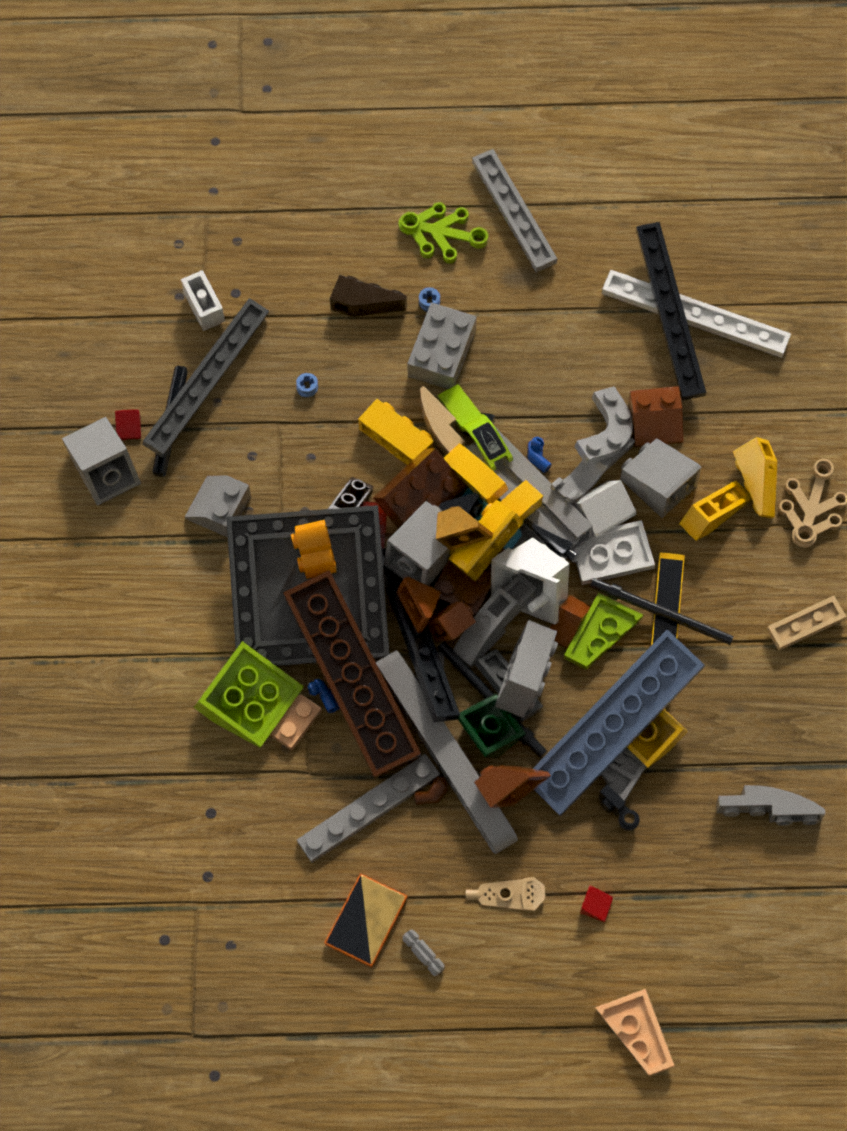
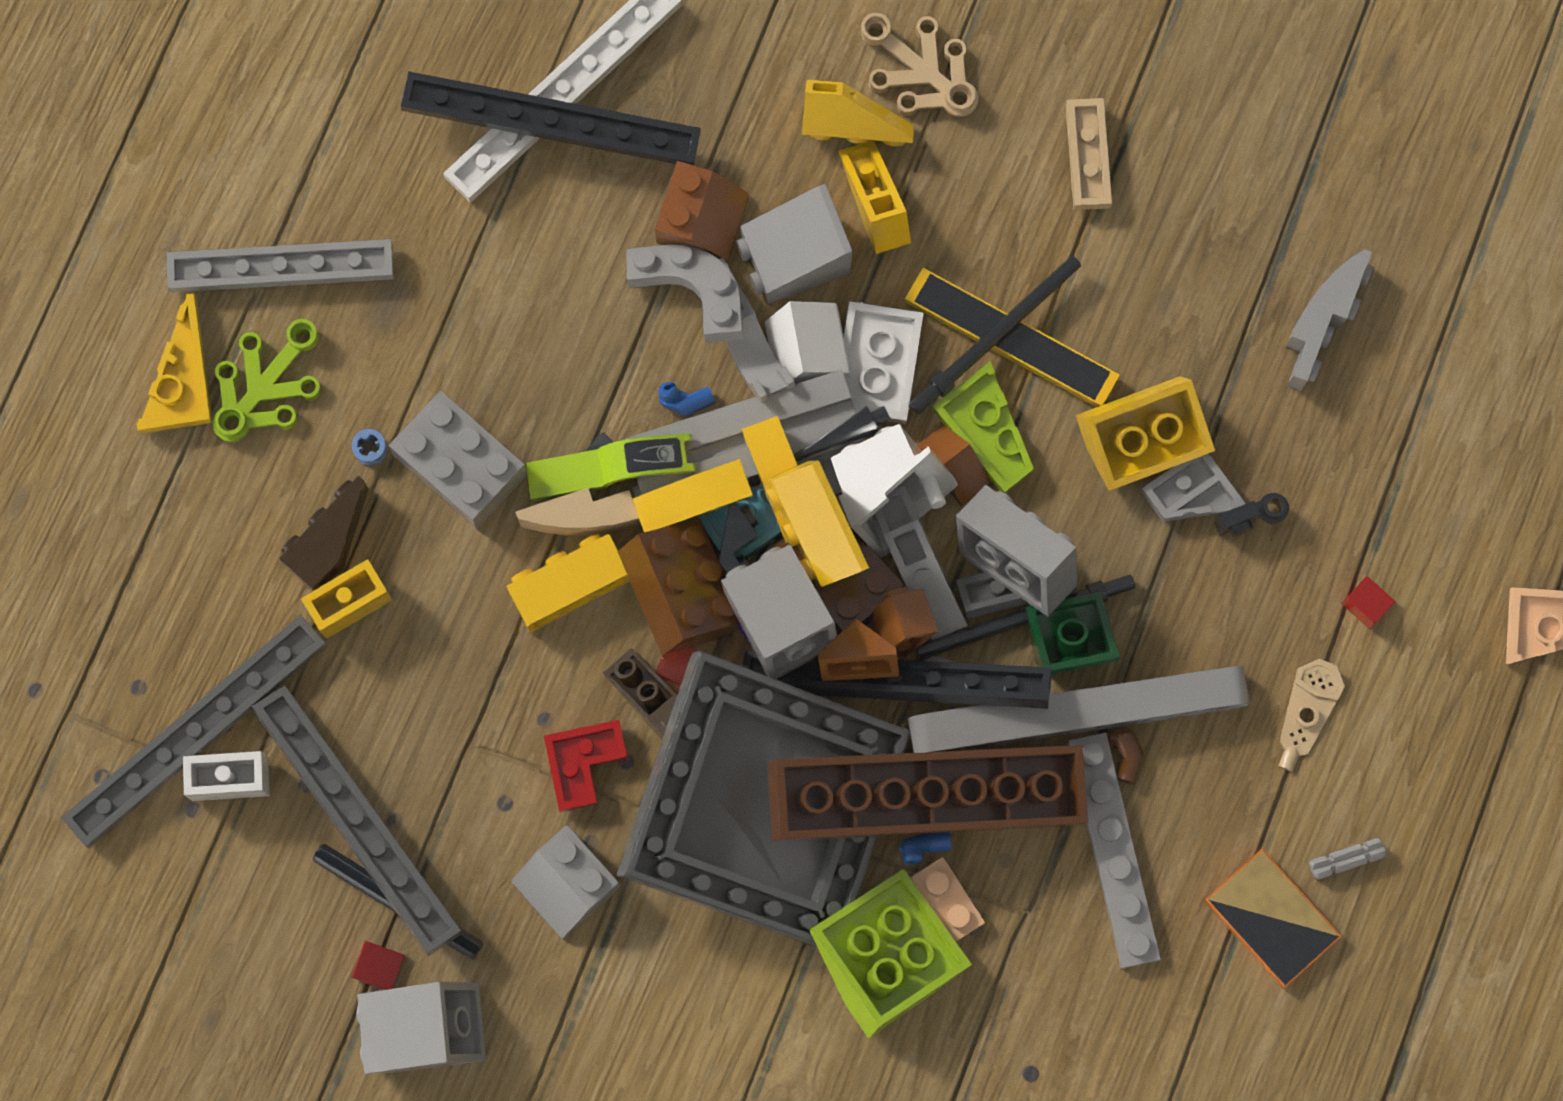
camera: 70 degrees left, 10 degrees up
(224, 277) = (193, 731): none -> dark grey plate
(293, 478) = (573, 754): none -> red plate
(307, 392) = (438, 672): medium blue bush -> none
(314, 549) = (727, 767): light orange brick -> none
(332, 320) = (346, 599): none -> yellow brick
(419, 189) = (181, 388): none -> yellow wing
(458, 529) = (797, 548): pearl gold slope -> none
(508, 784) = (1169, 641): dark orange slope -> none
(616, 720) = (1143, 465): sand blue plate -> none

